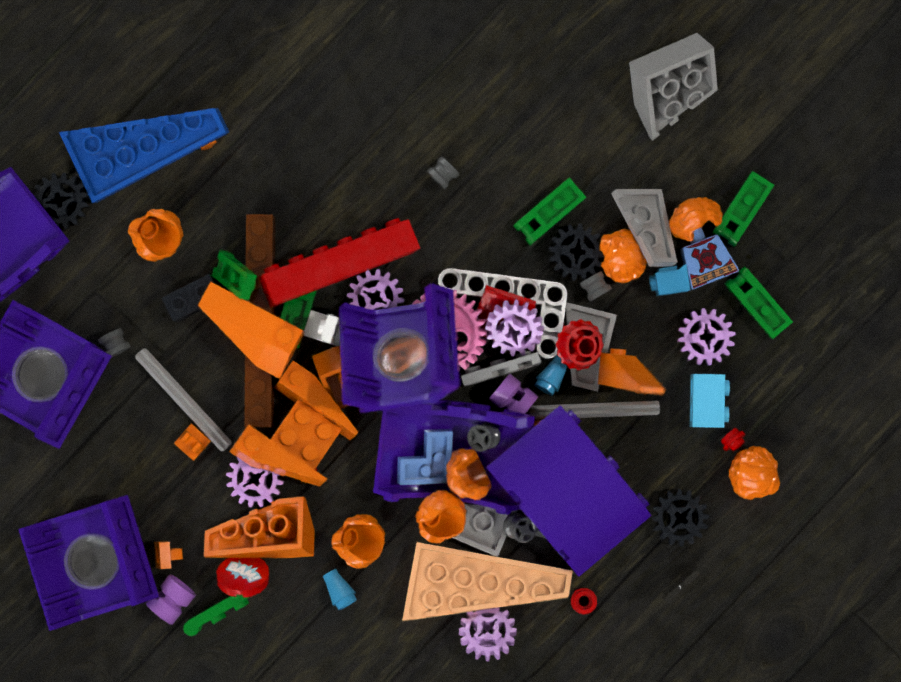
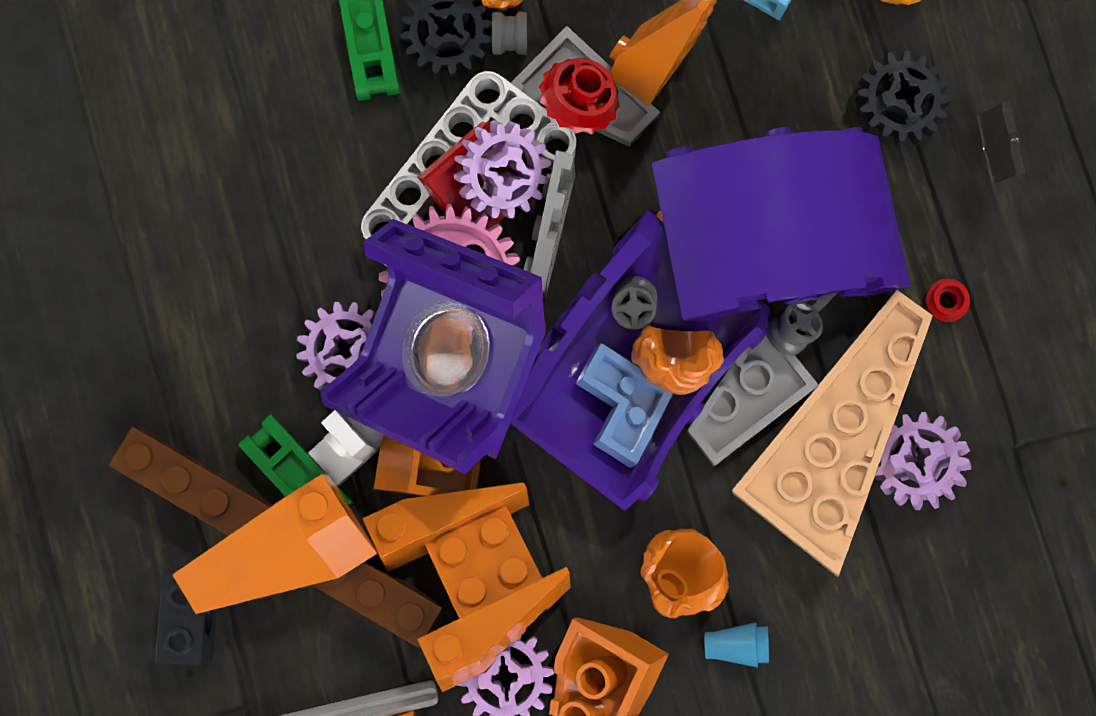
camera: 60 degrees left, 5 degrees down
(156, 234) = (61, 617): orange hair -> none
(234, 275) = (187, 533): green plate -> none
(338, 263) = (259, 372): red brick -> none
(441, 516) = (717, 430): orange hair -> none
(442, 172) = (224, 154): dark grey wheel -> none
(512, 388) = (597, 234): medium lavender wheel -> none
(551, 377) = (602, 165): dark azure cone -> none
(600, 409) = (689, 120): light grey axle -> none

